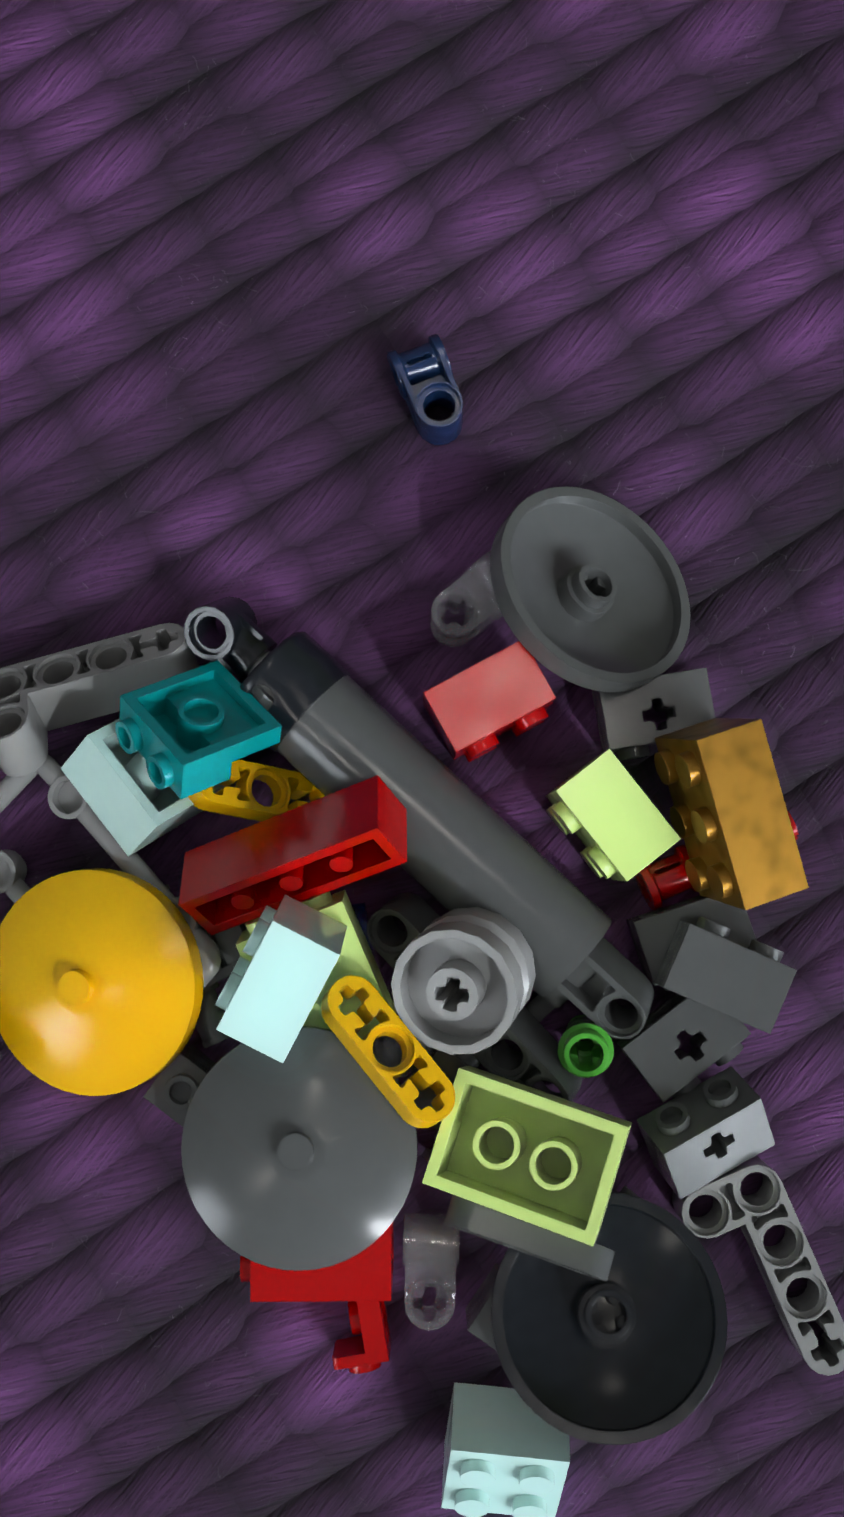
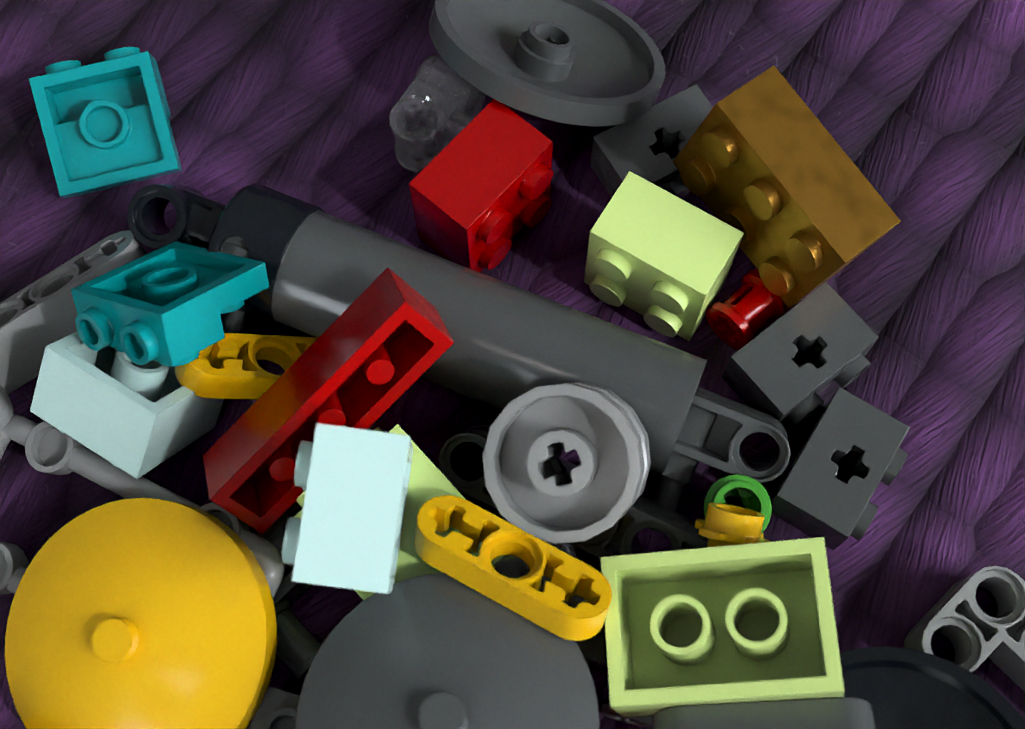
camera: 20 degrees left, 15 degrees down
(193, 509) = (105, 122): none -> teal plate
(570, 1076) = (731, 525): none -> yellow plate
(706, 1132) = (910, 556): dark grey brick -> none
(725, 975) = (855, 364): dark grey brick -> none

